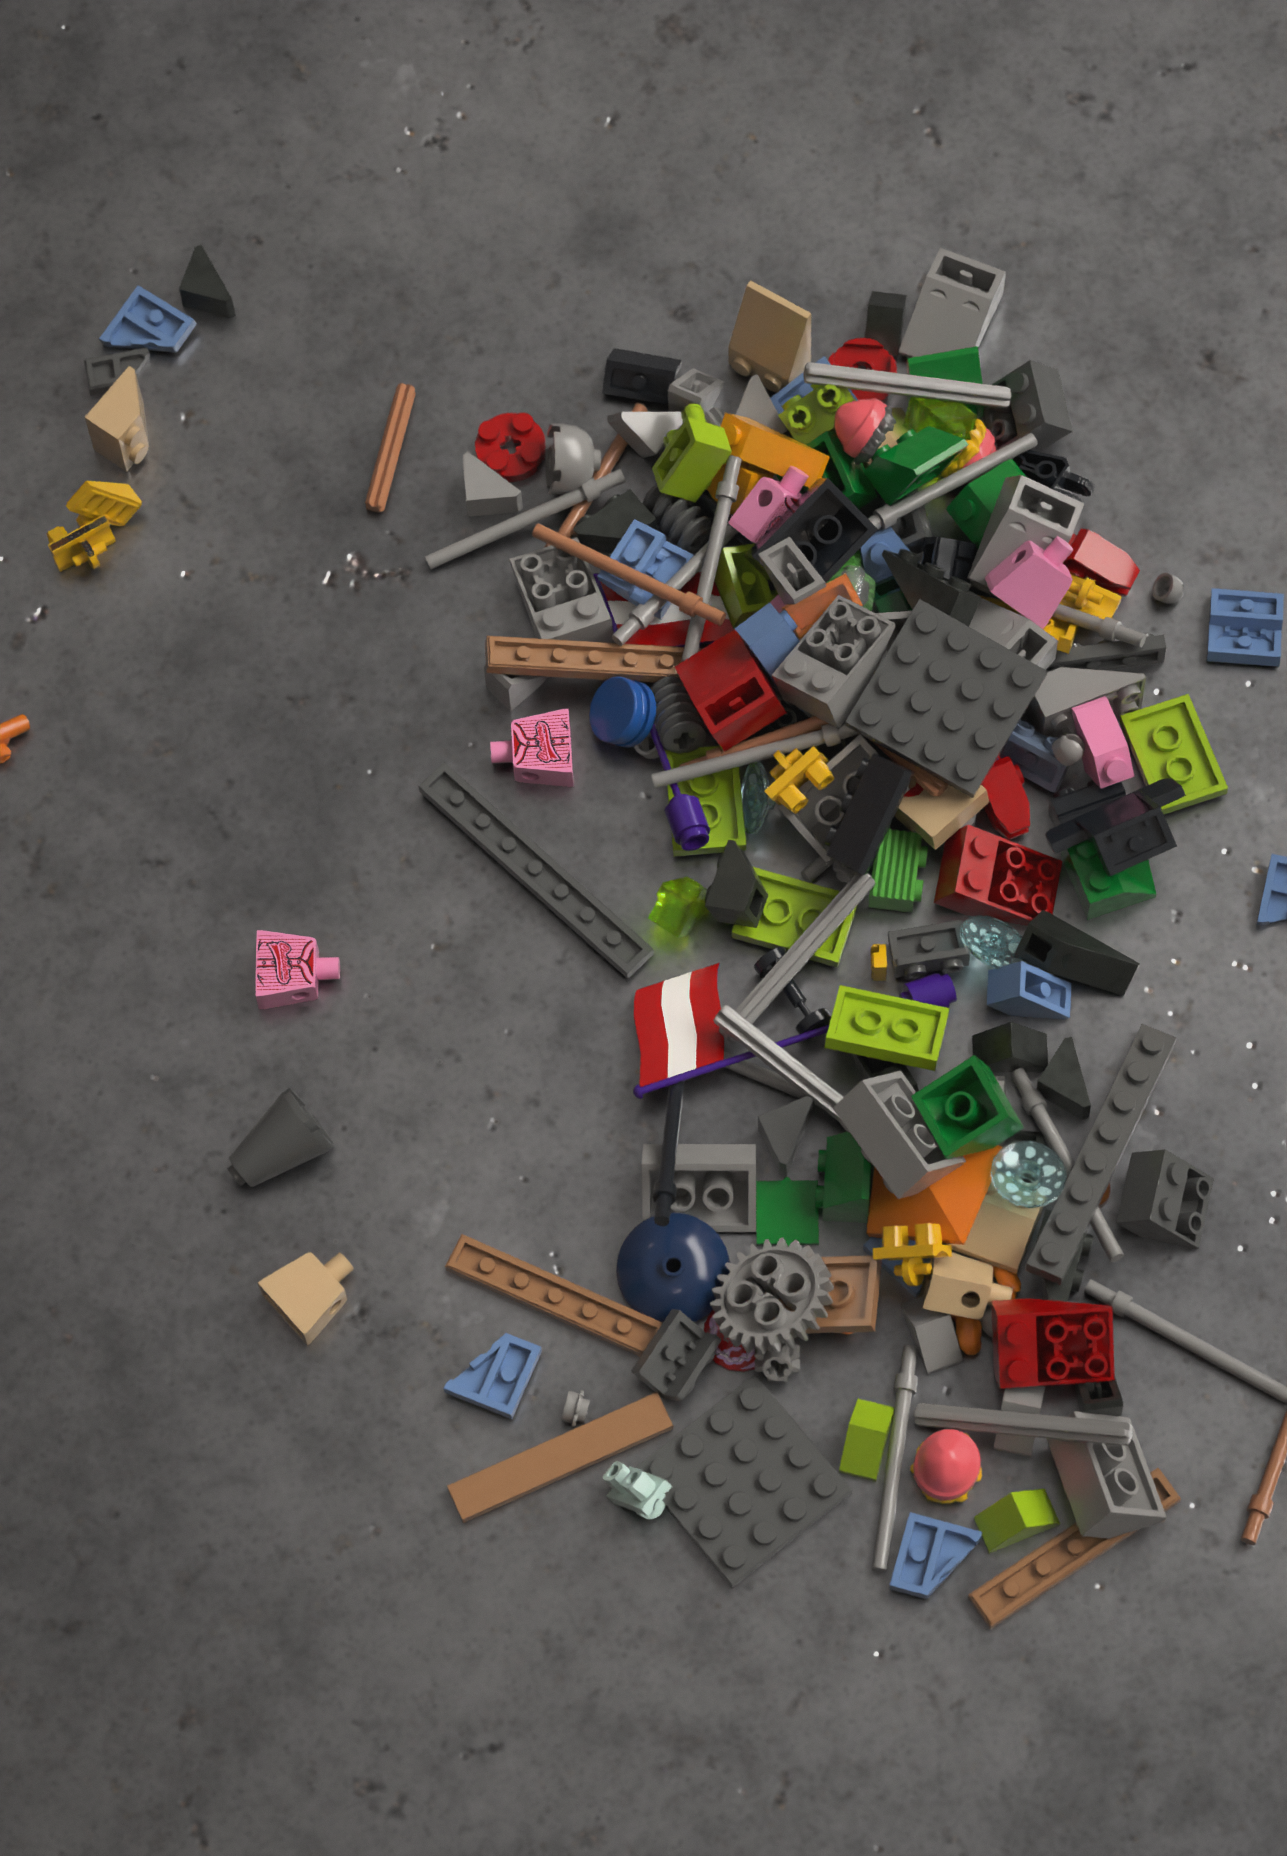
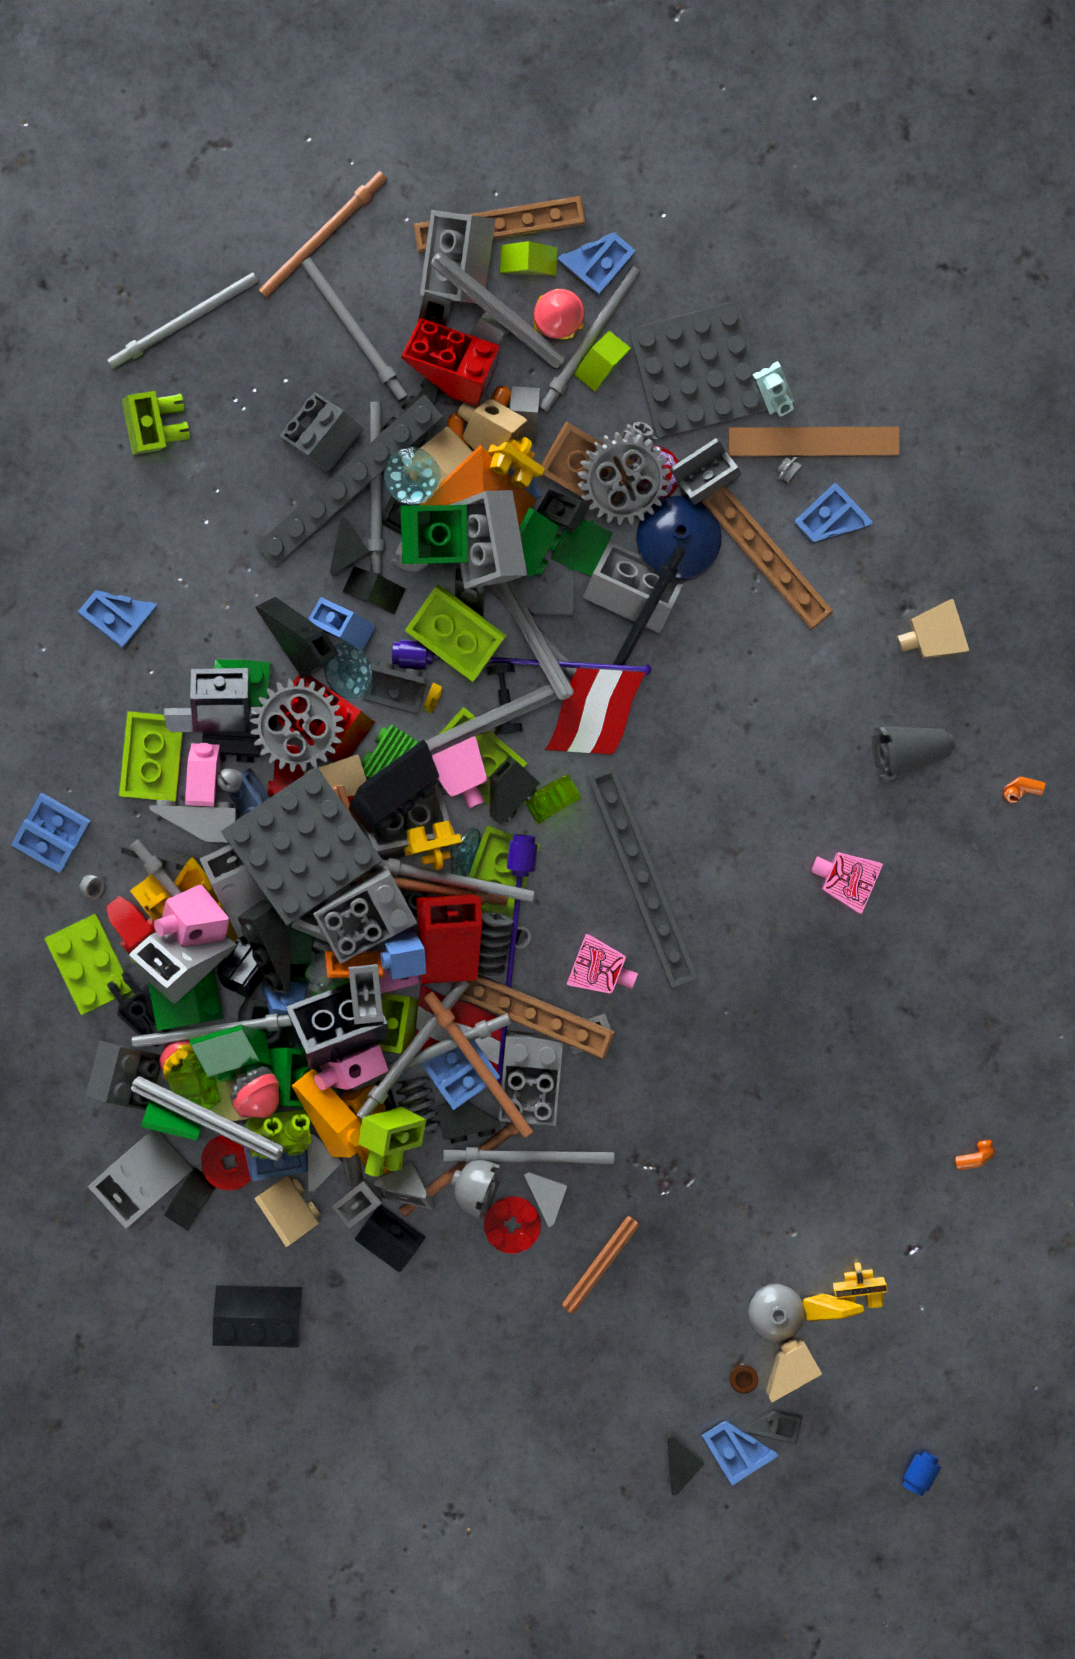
camera: 155 degrees left, 20 degrees up
(128, 1163) = (1020, 787): none -> orange arm
(166, 481) = (776, 1312): none -> light grey cylinder
(173, 402) = (743, 1379): none -> reddish brown tile
(622, 712) = (528, 965): blue head -> none
(749, 234) = (257, 1316): none -> black slope
(804, 881) = (462, 771): none -> bright pink torso
(828, 1232) = (563, 510): none -> pearl dark grey slope
(1006, 863) = (317, 708): none -> light grey gear
(1131, 511) = (87, 963): none -> lime plate

